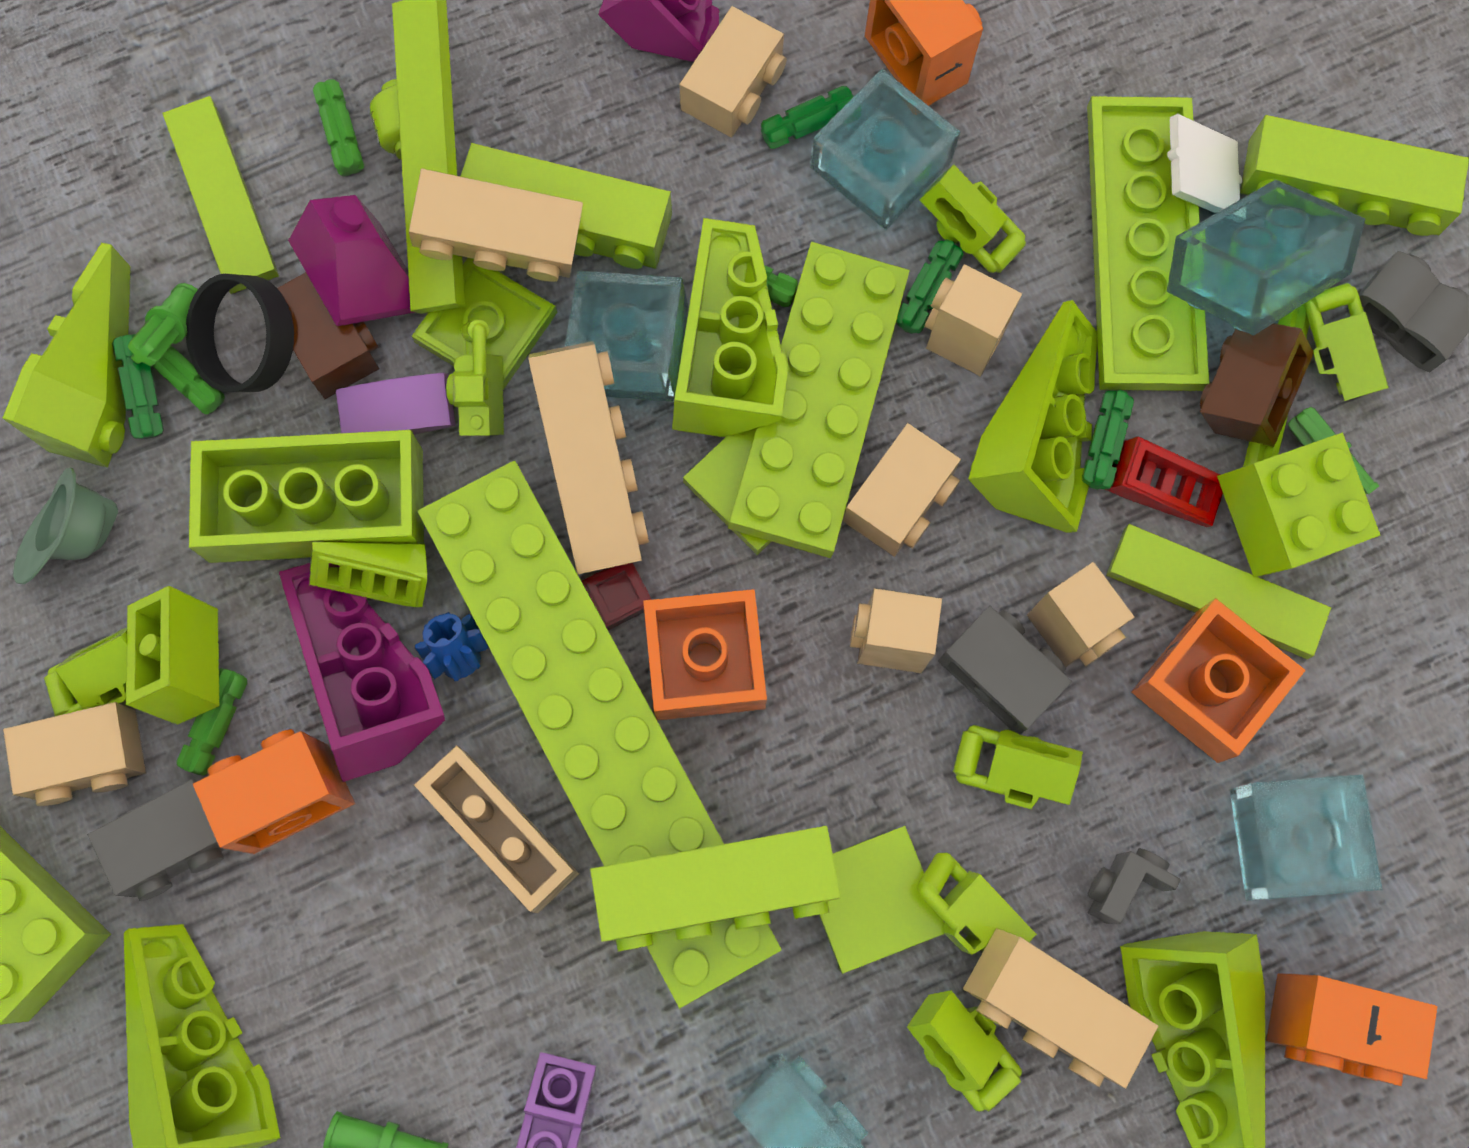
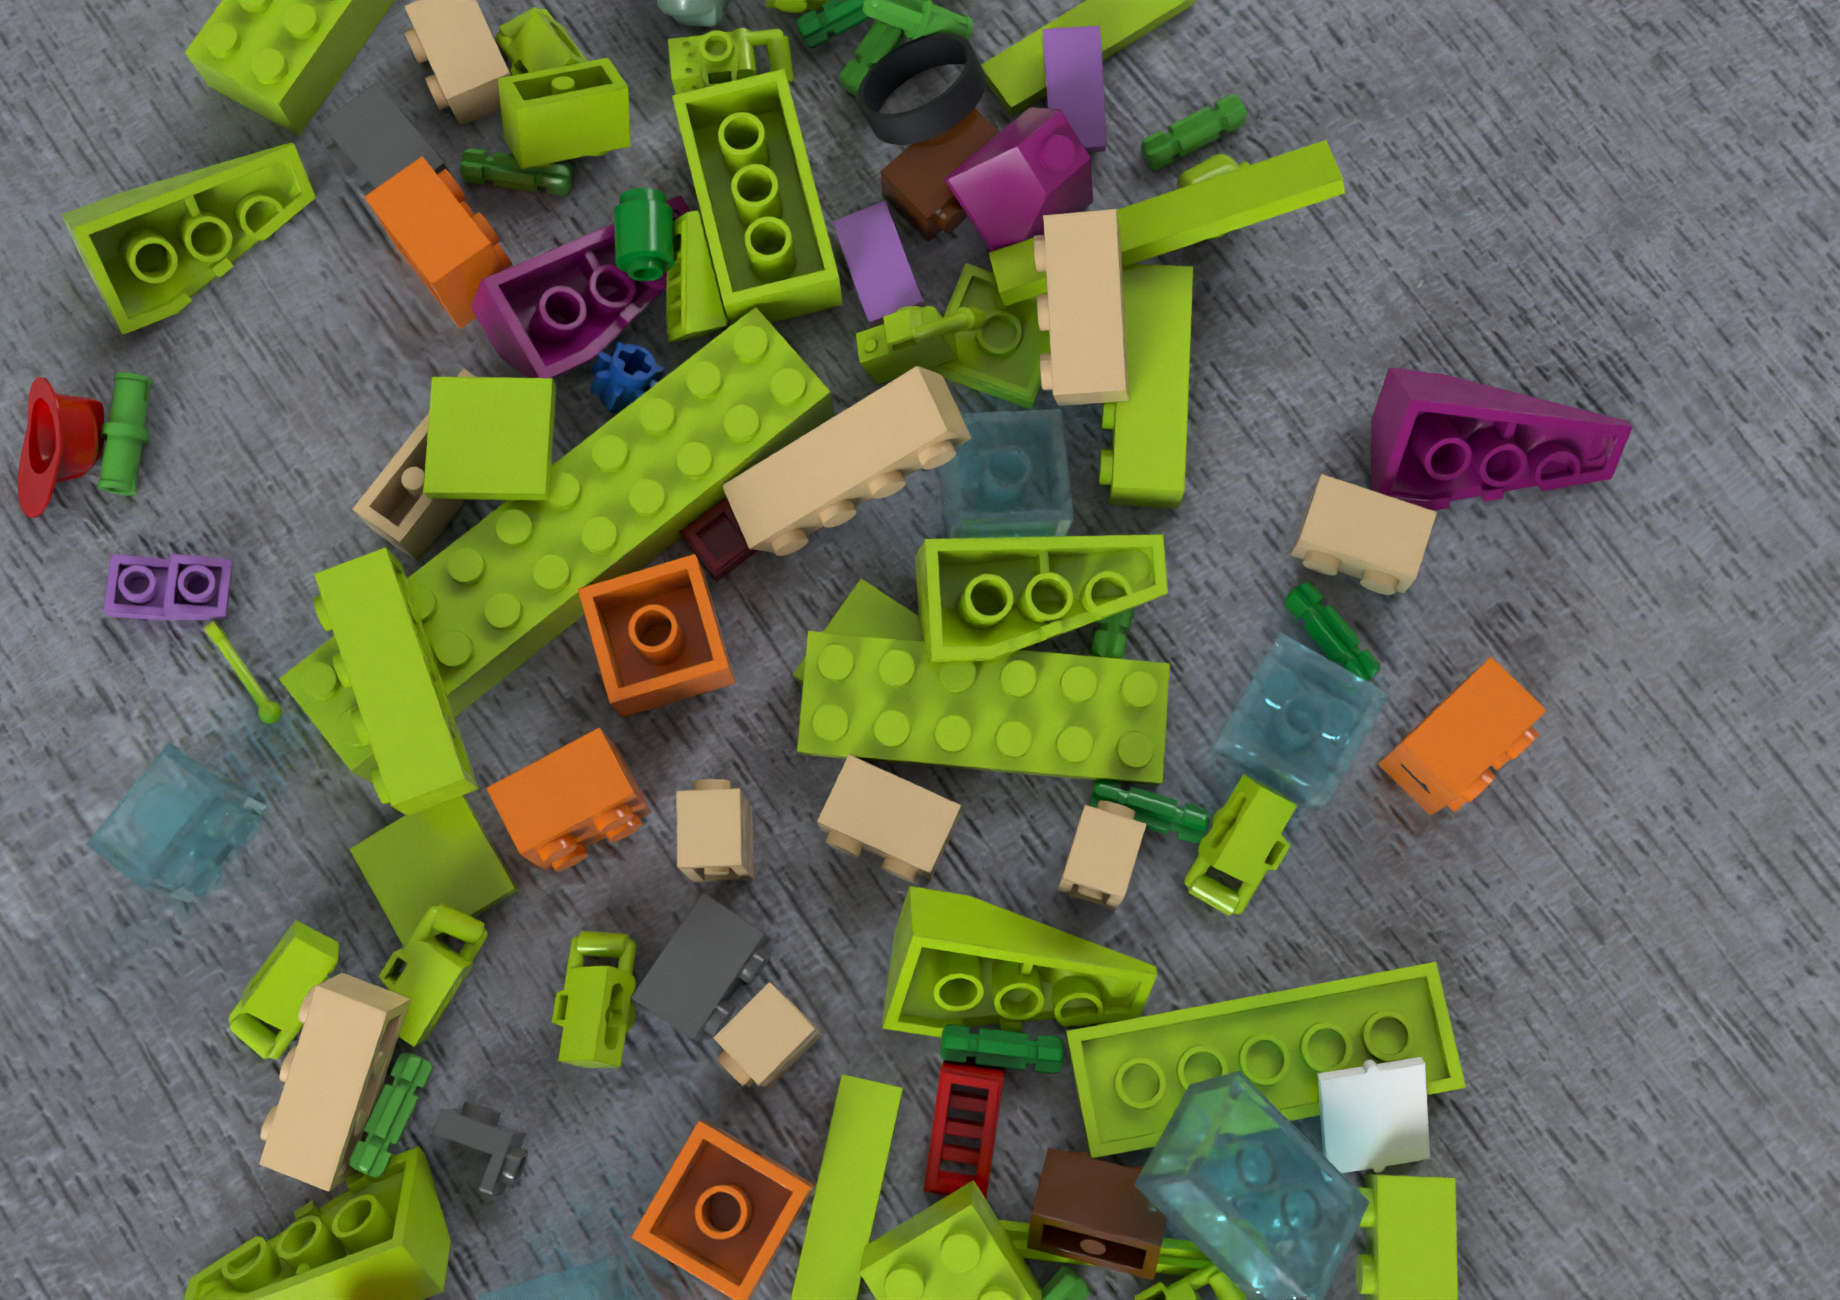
camera: 85 degrees right, 0 degrees up
(157, 507) = (725, 57): none -> lime piece
(261, 205) = (1076, 81): none -> medium lavender slope
(319, 600) = (644, 234): none -> green brick
(493, 766) = (490, 438): none -> lime tile
(694, 1037) = (269, 711): none -> lime hinge
(846, 750) = (570, 802): none -> orange brick
(1092, 966) = (391, 1115): none -> bright green axle

